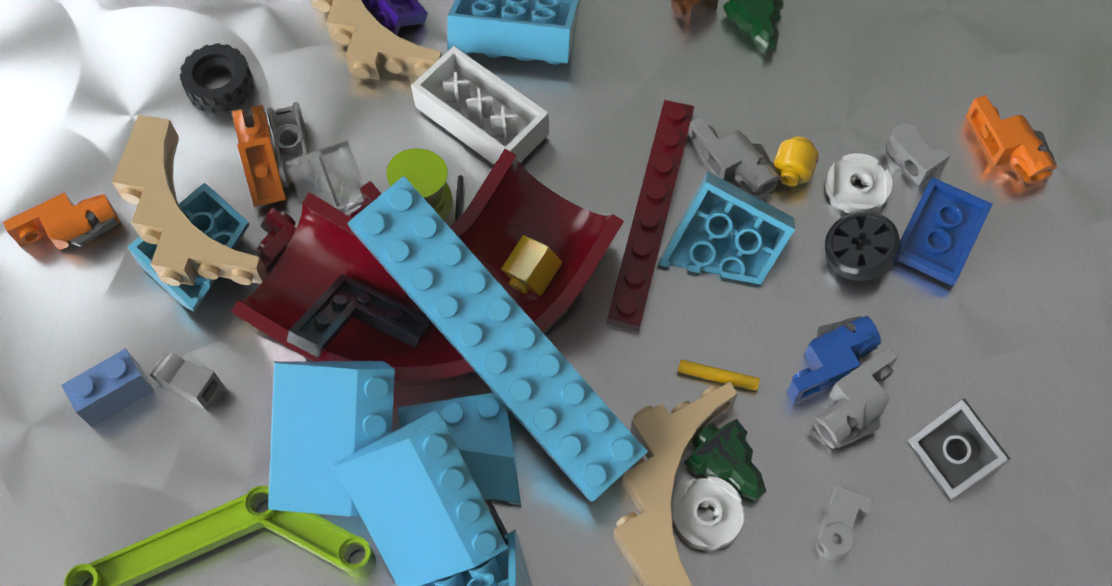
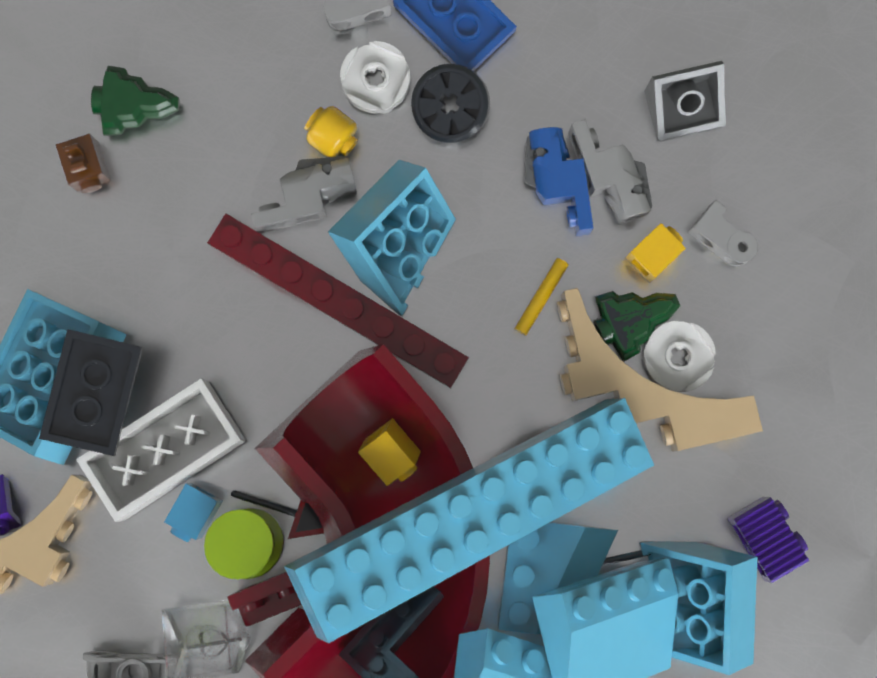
camera: 75 degrees left, 20 degrees up
(440, 141) = (192, 512): none -> dark azure brick
(510, 35) = (91, 393): none -> black plate
(800, 462) = (656, 251): none -> yellow brick

